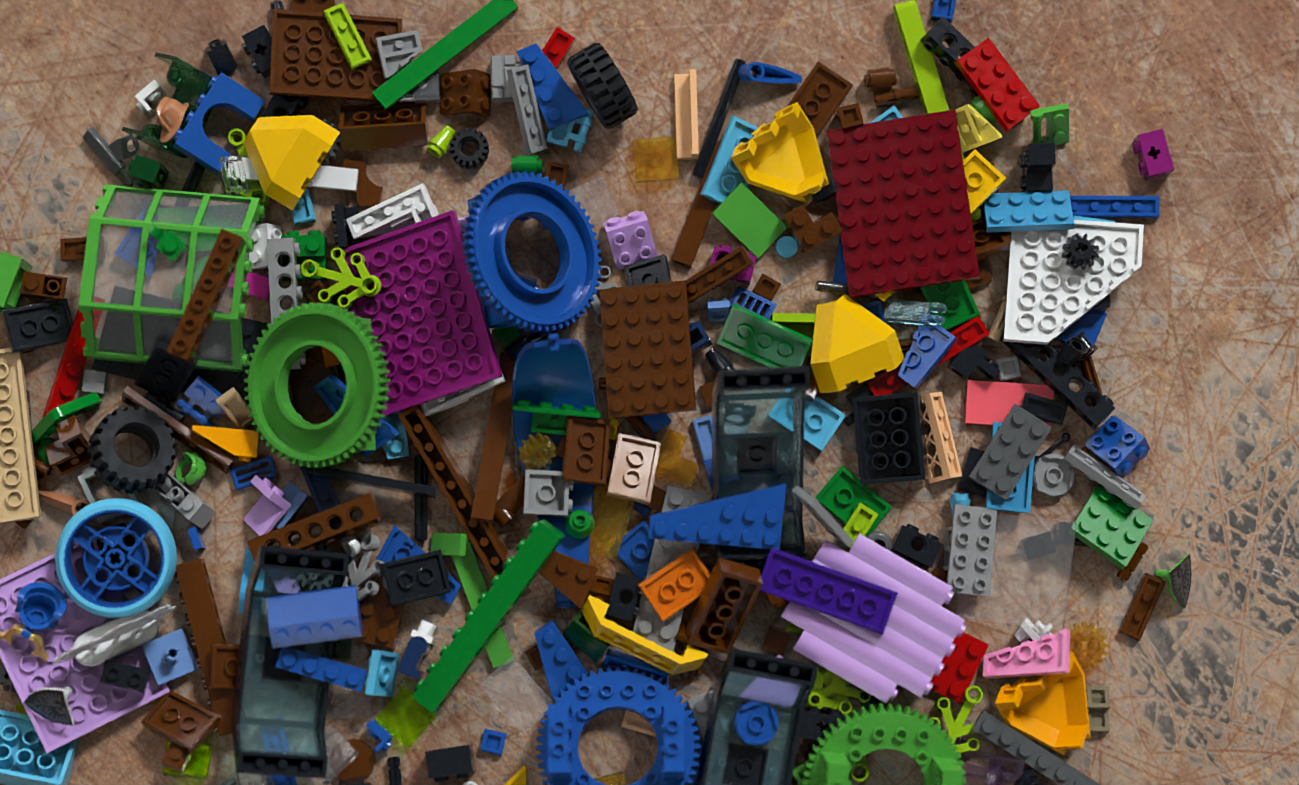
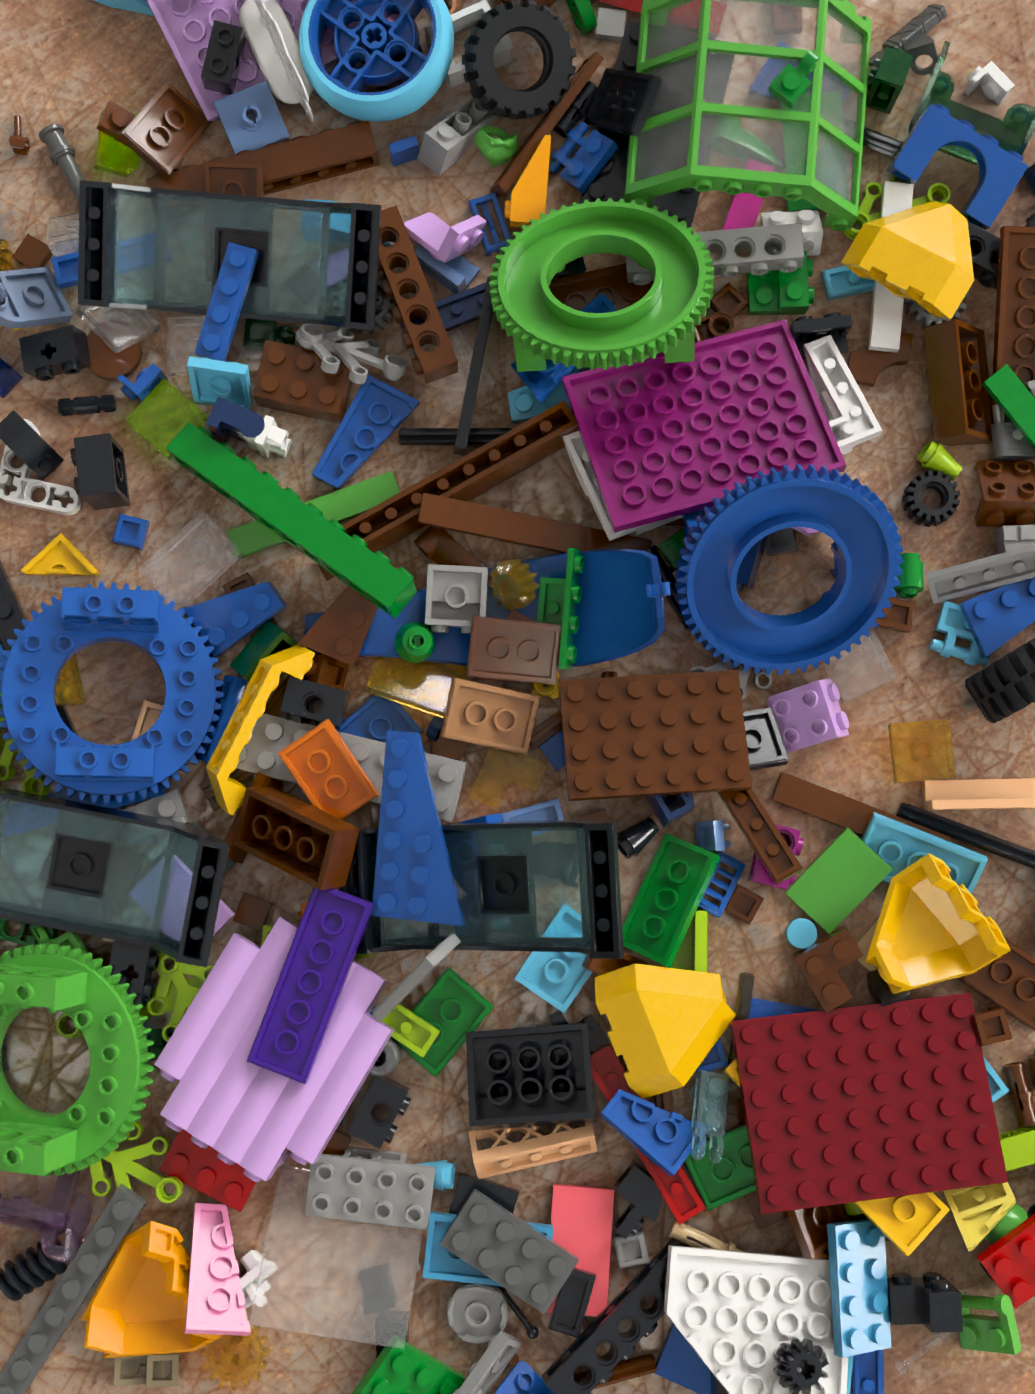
camera: 90 degrees right, 0 degrees up
(170, 116) = (968, 101): nougat piece -> none
(206, 296) = (720, 127): reddish brown brick -> none
(235, 188) = (886, 181): clear tile -> none
(235, 408) = (577, 188): tan tile -> none
(314, 616) = (290, 287): blue slope -> none
(344, 279) = (749, 329): lime plant -> none
(351, 545) = (390, 344): white tile -> none
(414, 578) = (343, 421): black tile -> none
(449, 543) = (390, 470): bright green tile -> none
(756, 723) = (134, 880): blue tile -> none
(1076, 349) = (656, 1353): black piece -> none

